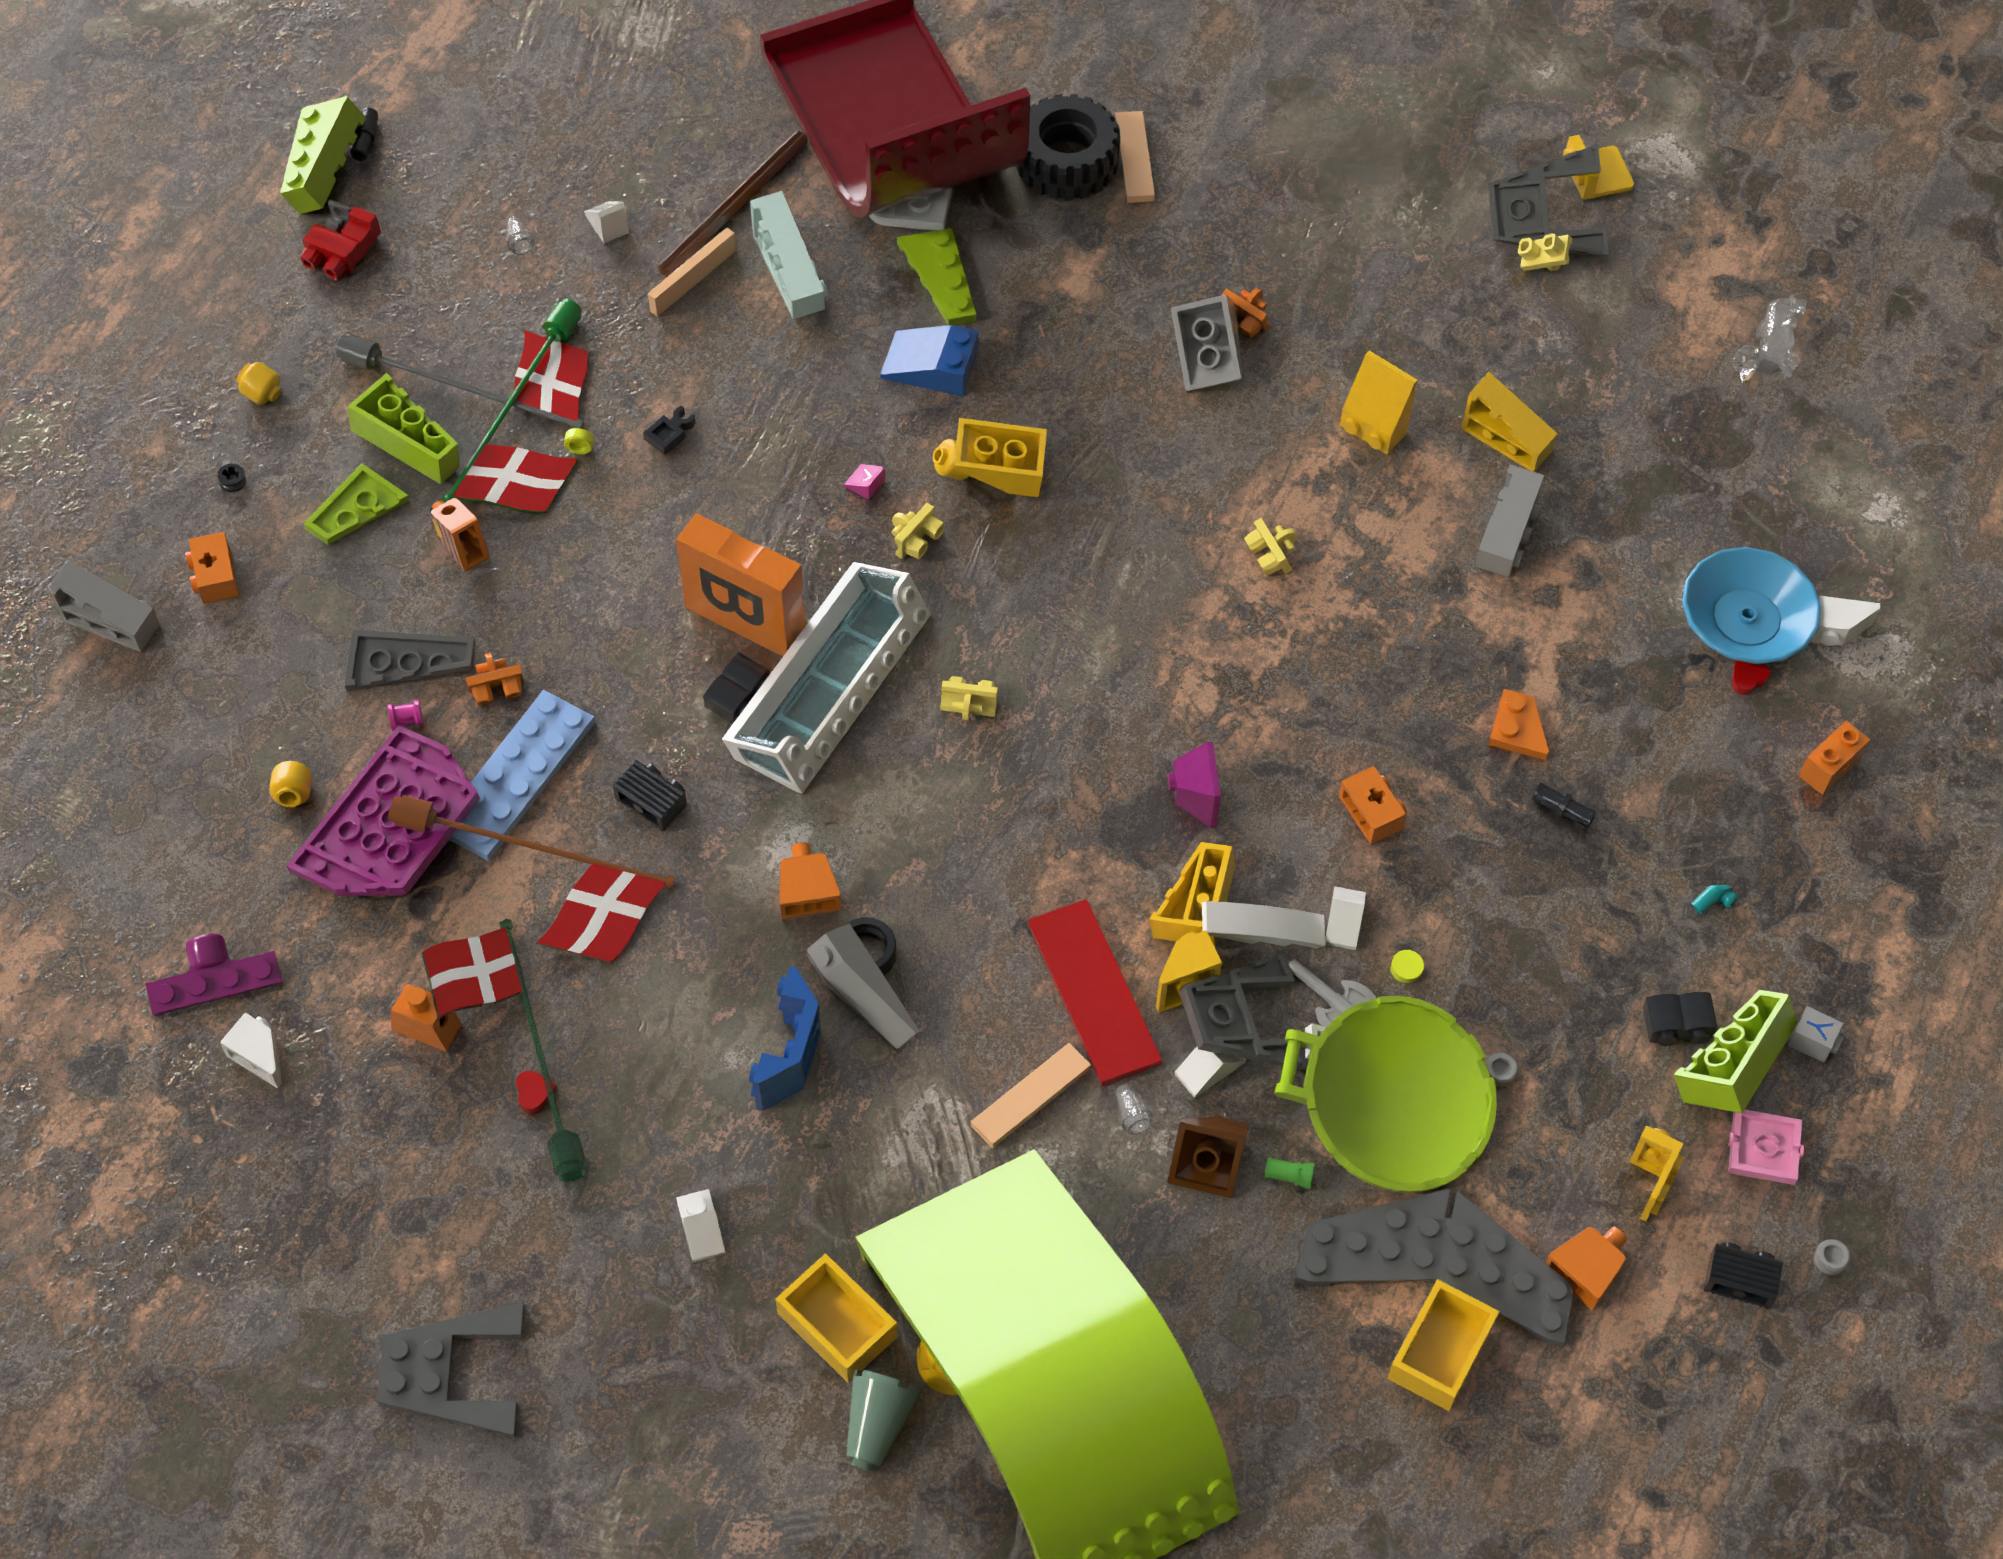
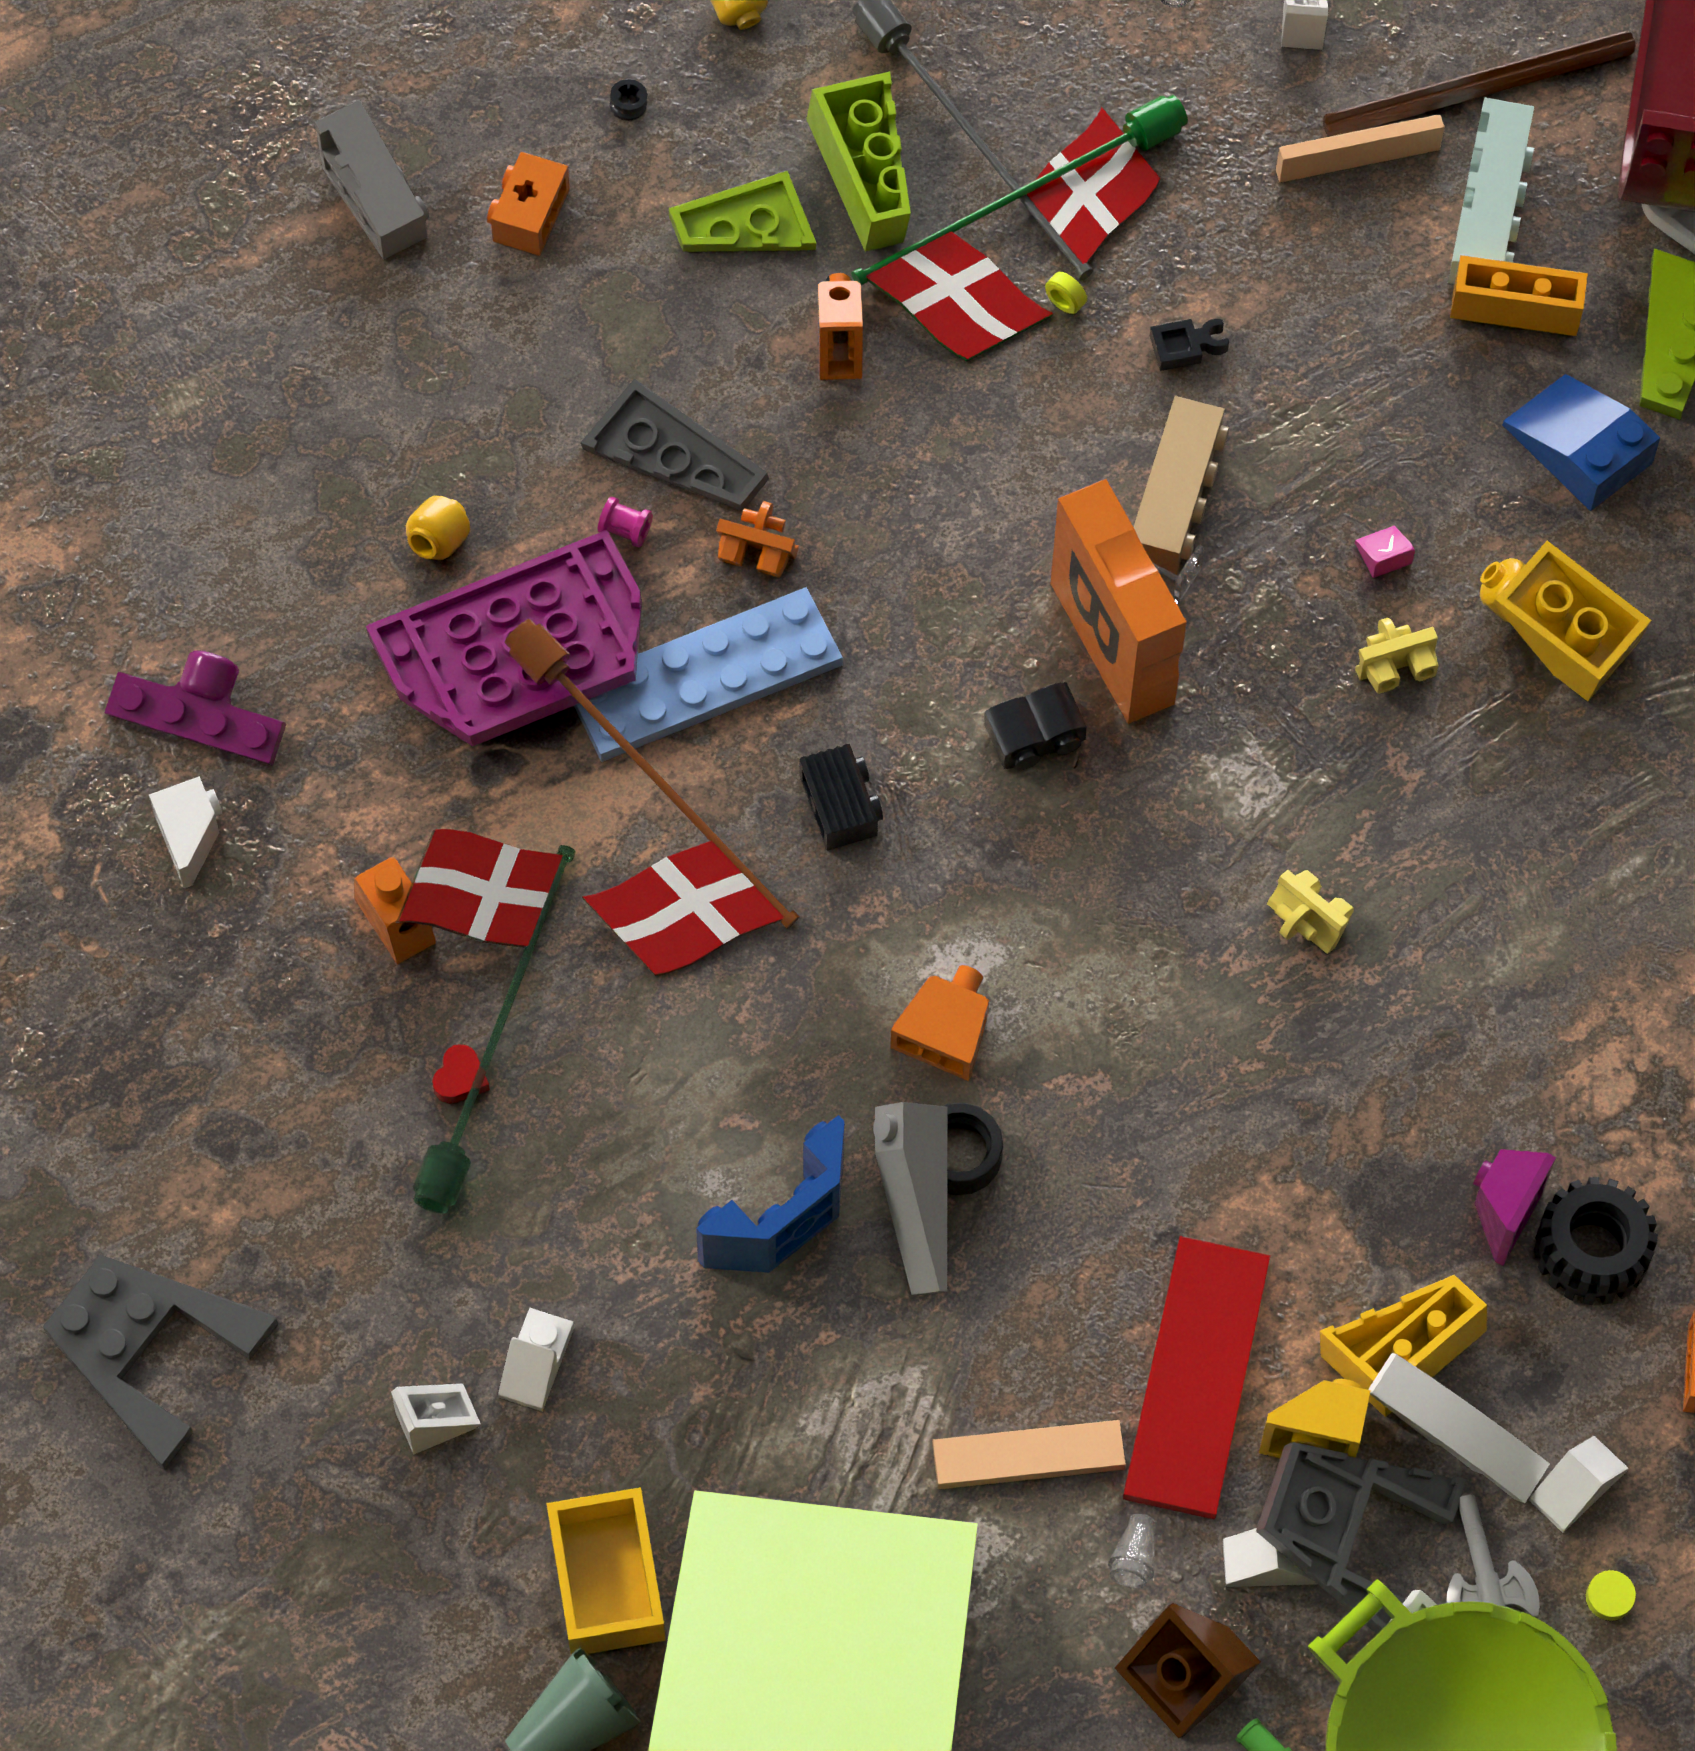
camera: 35 degrees right, 5 degrees up
(661, 1297) = (433, 1413): none -> white slope
(717, 495) = (1177, 481): none -> tan brick
(828, 675) = (1158, 776): window -> none
(842, 300) = (1518, 295): none -> light orange brick
(1263, 758) = (1606, 1208): none -> black tyre

